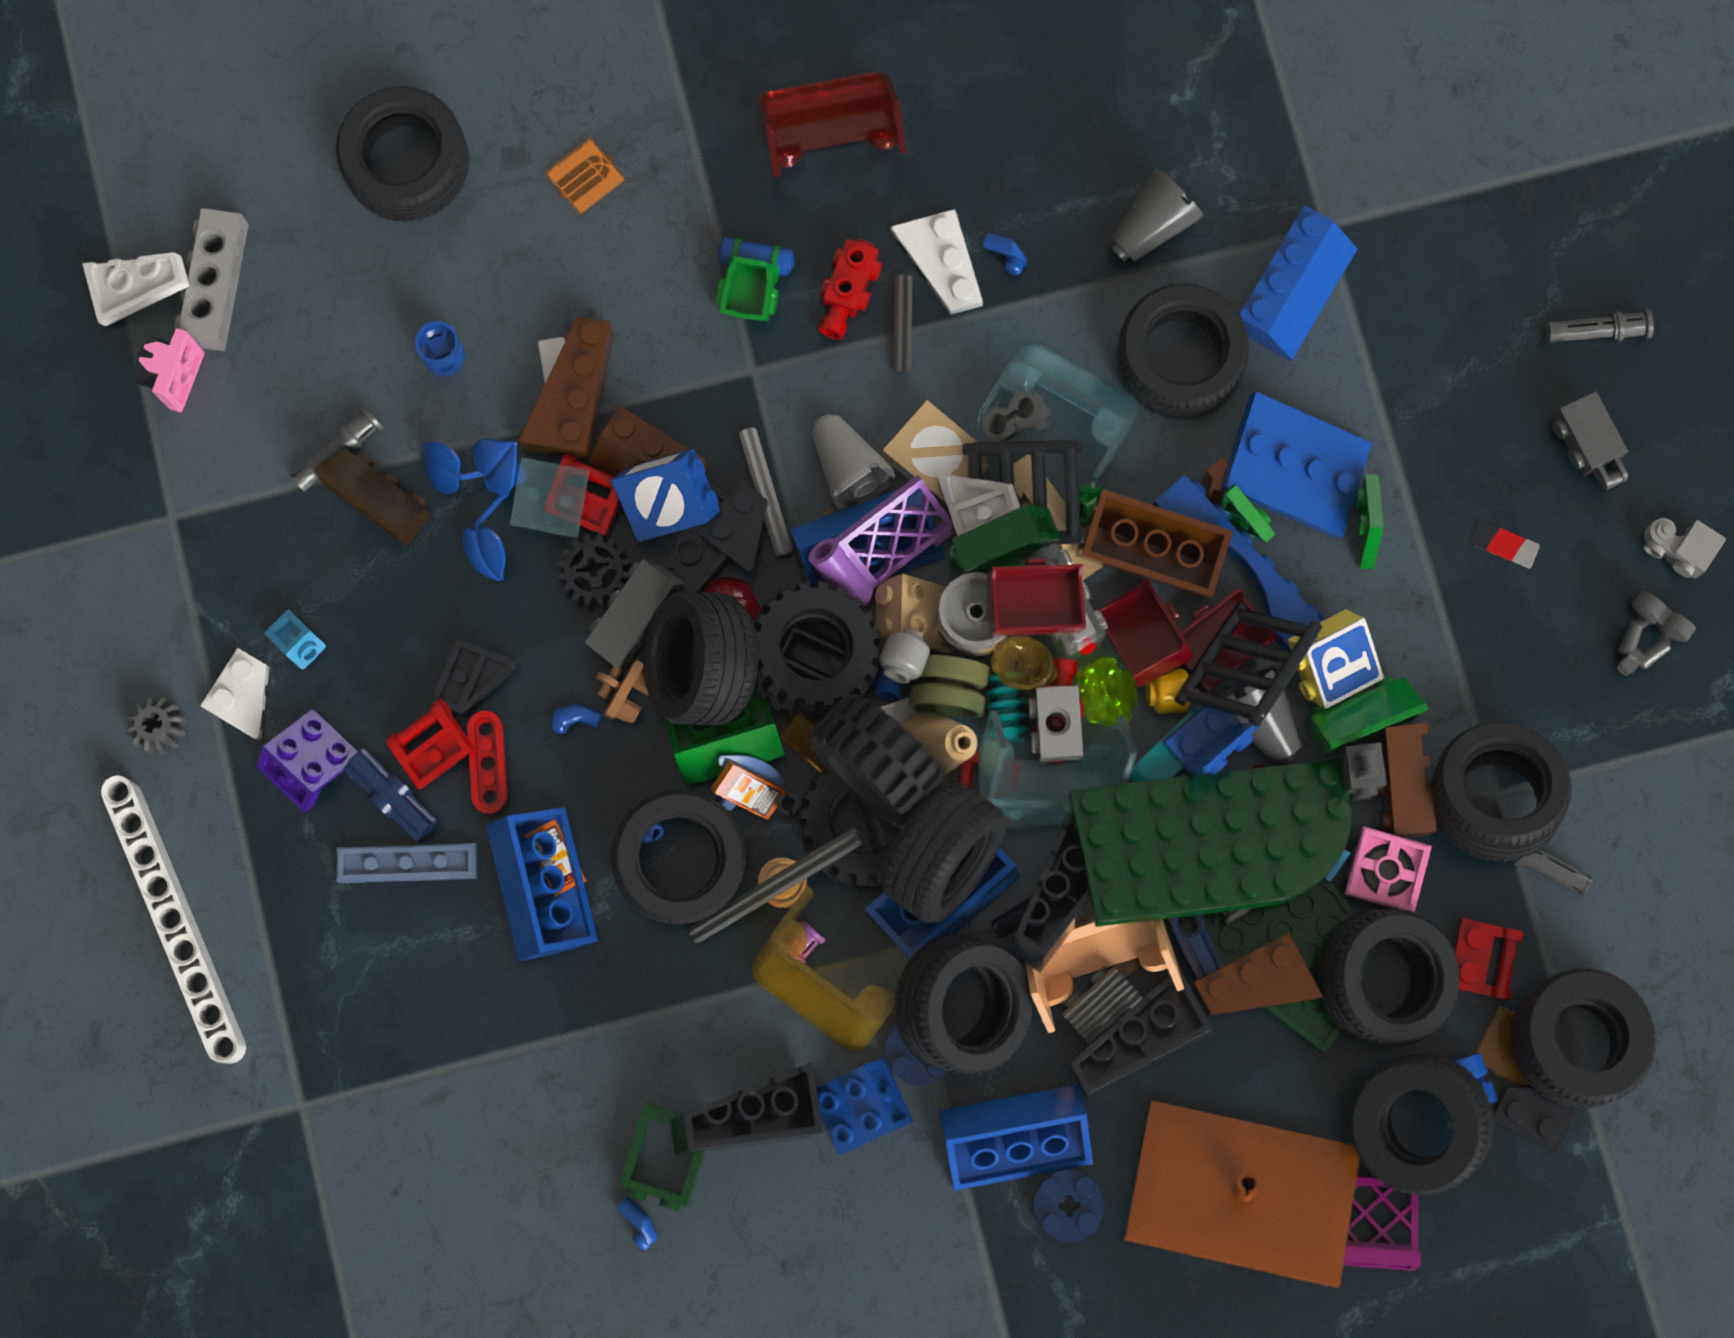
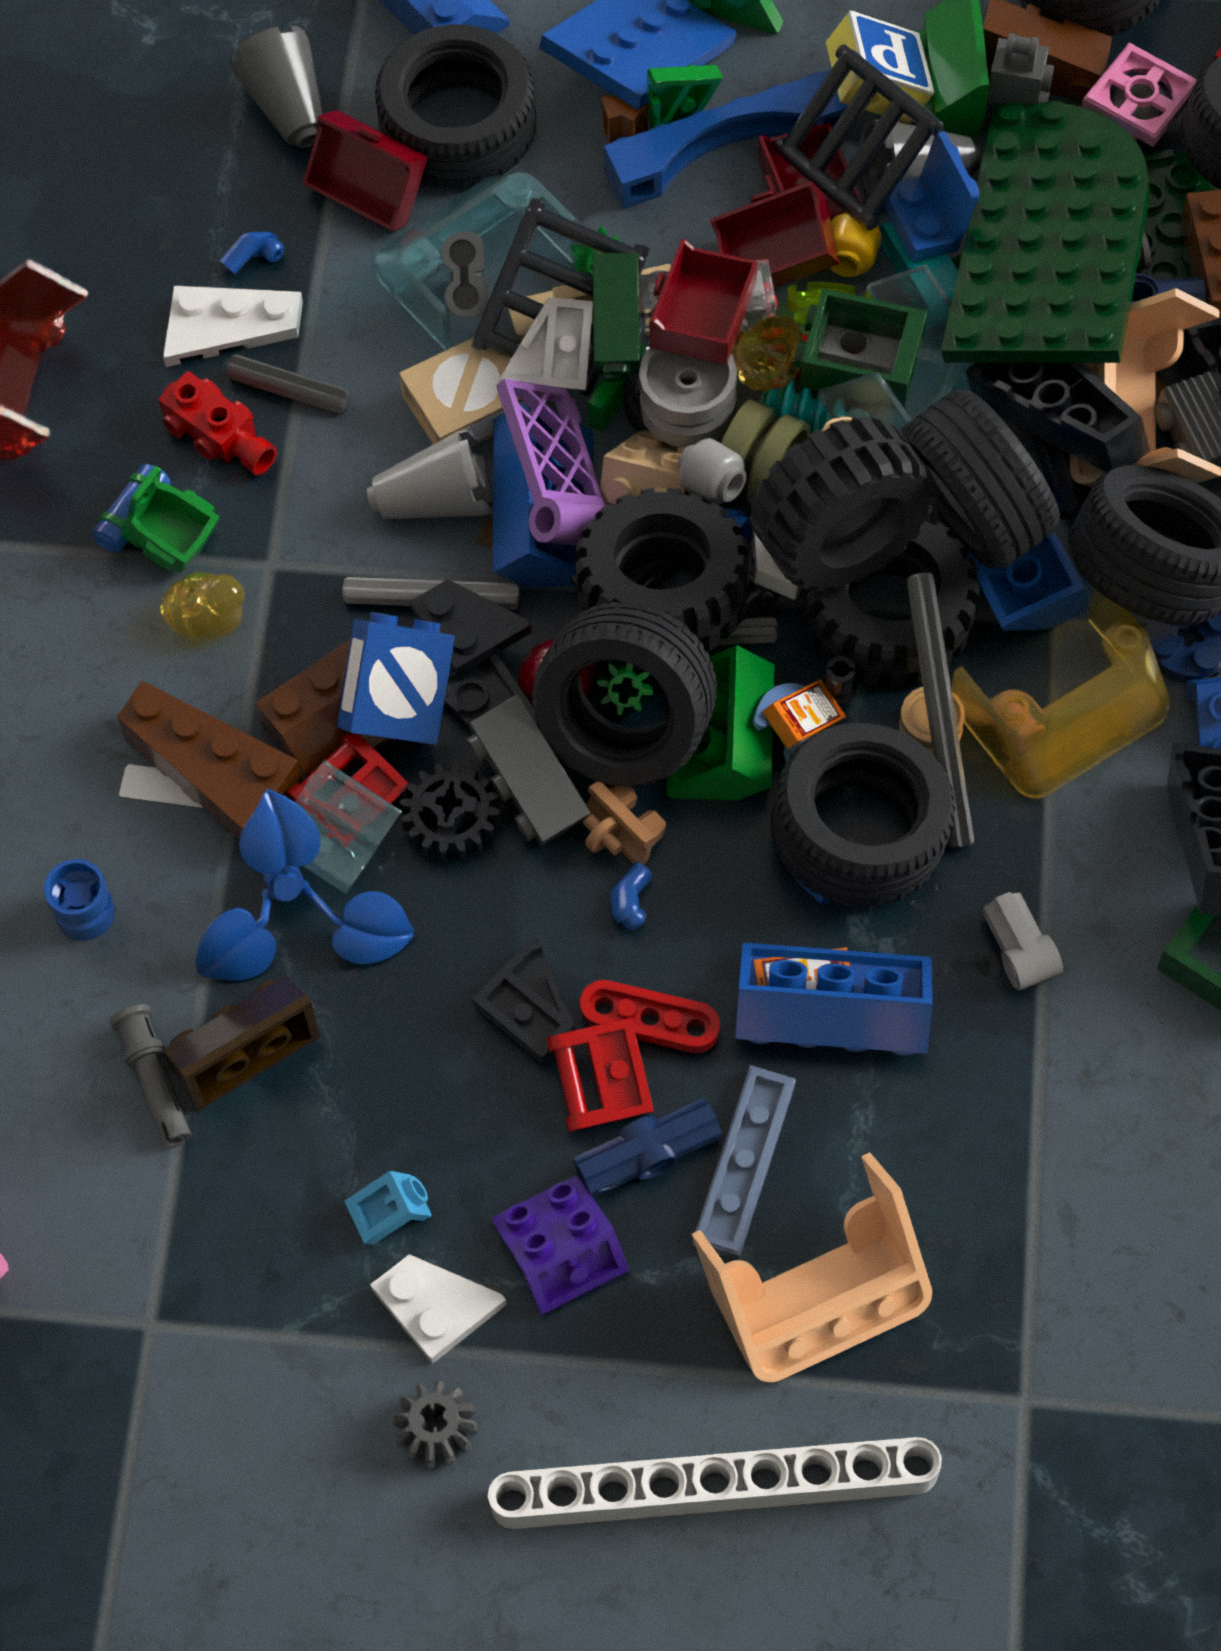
camera: 70 degrees left, 15 degrees down
(319, 945) = (830, 1299): none -> light nougat windscreen
(622, 1006) = (1025, 951): none -> light grey piece
(697, 345) = (209, 612): none -> clear yellow piece
(798, 736) = (774, 623): clear orange piece -> none
(1041, 766) = (863, 316): none -> dark green window
(1097, 306) = (364, 170): none -> dark red container
(1154, 544) = (678, 189): reddish brown slope -> none

